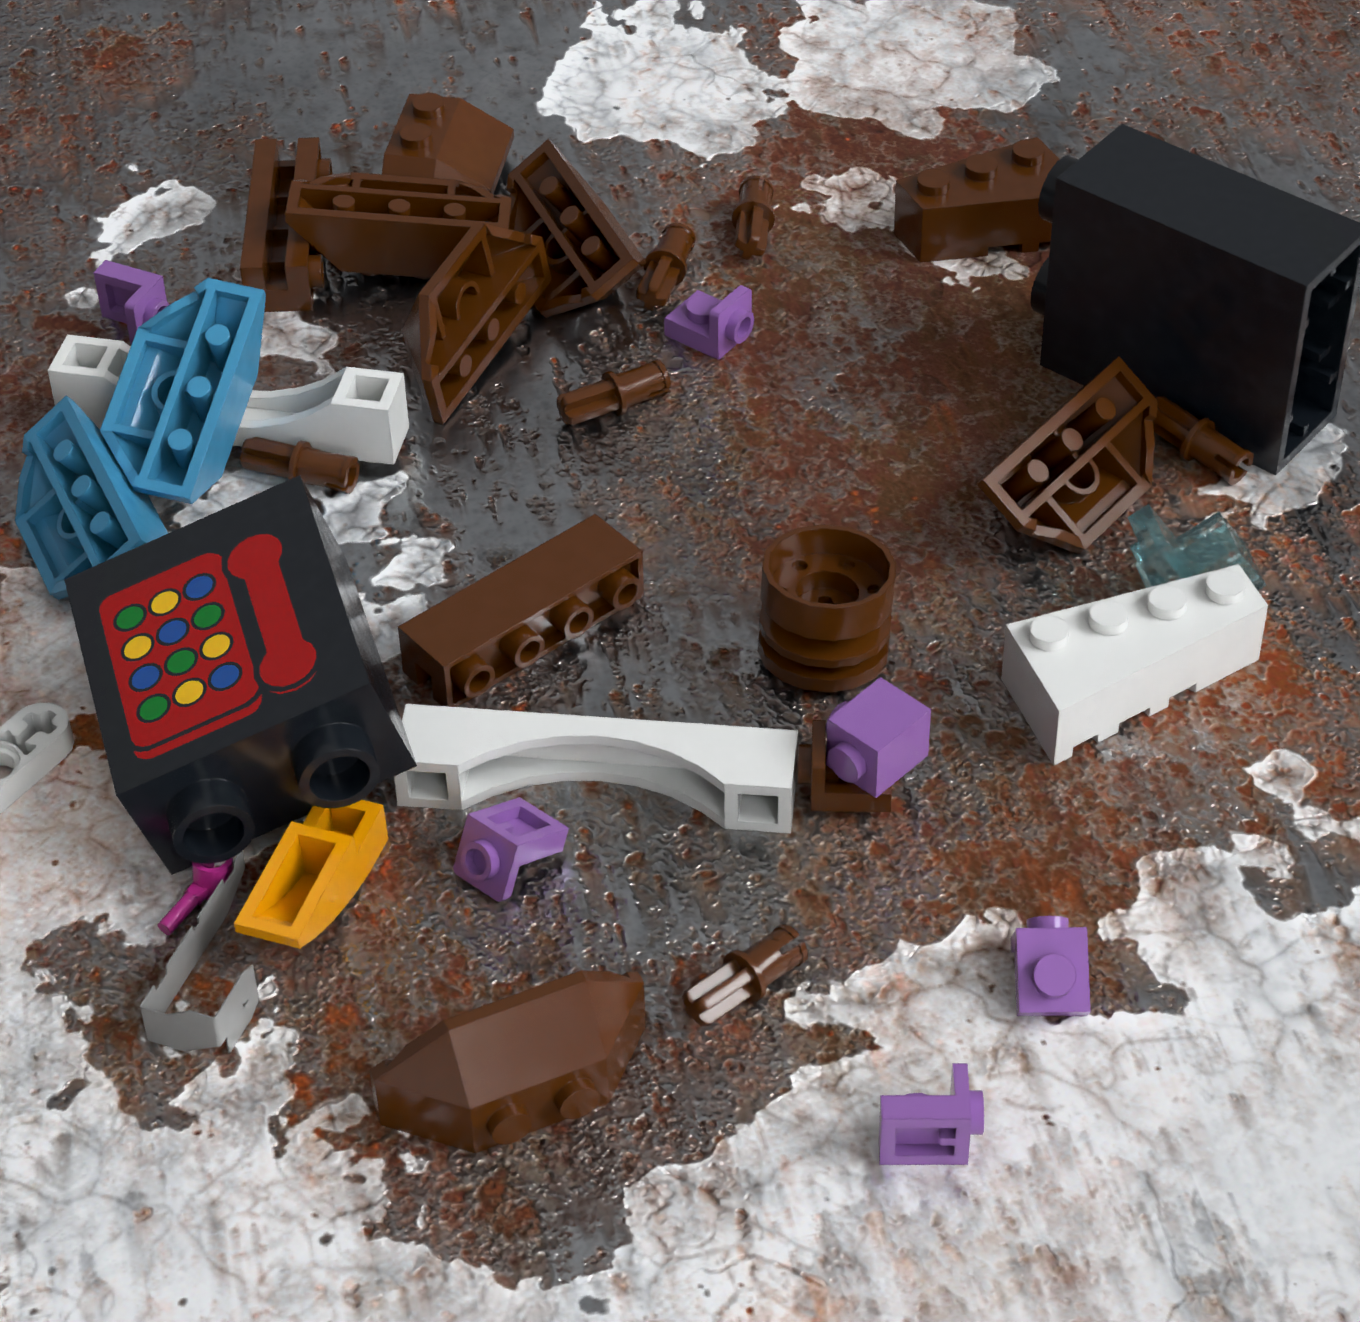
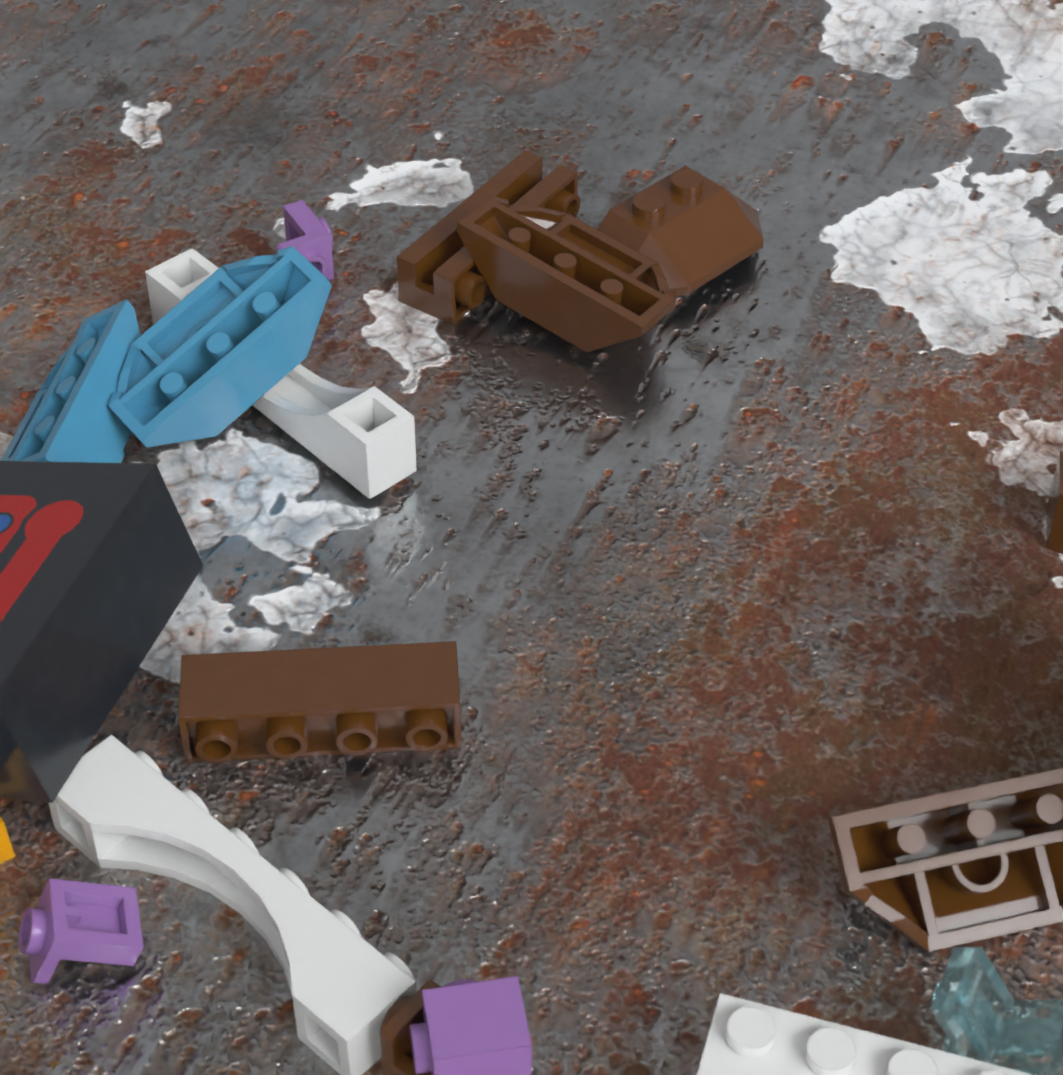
camera: 35 degrees right, 0 degrees up
(288, 461) = (292, 459): reddish brown axle -> none
(472, 311) = (547, 387): reddish brown wedge -> none
(580, 235) = (712, 359): reddish brown wedge -> none
(614, 393) = (616, 531): reddish brown axle -> none
(665, 265) = (783, 432): reddish brown axle -> none
(712, 323) = (775, 507): medium lavender bracket -> none
(753, 217) = (909, 424): reddish brown axle -> none
(826, 607) = (571, 863): reddish brown wheel -> none

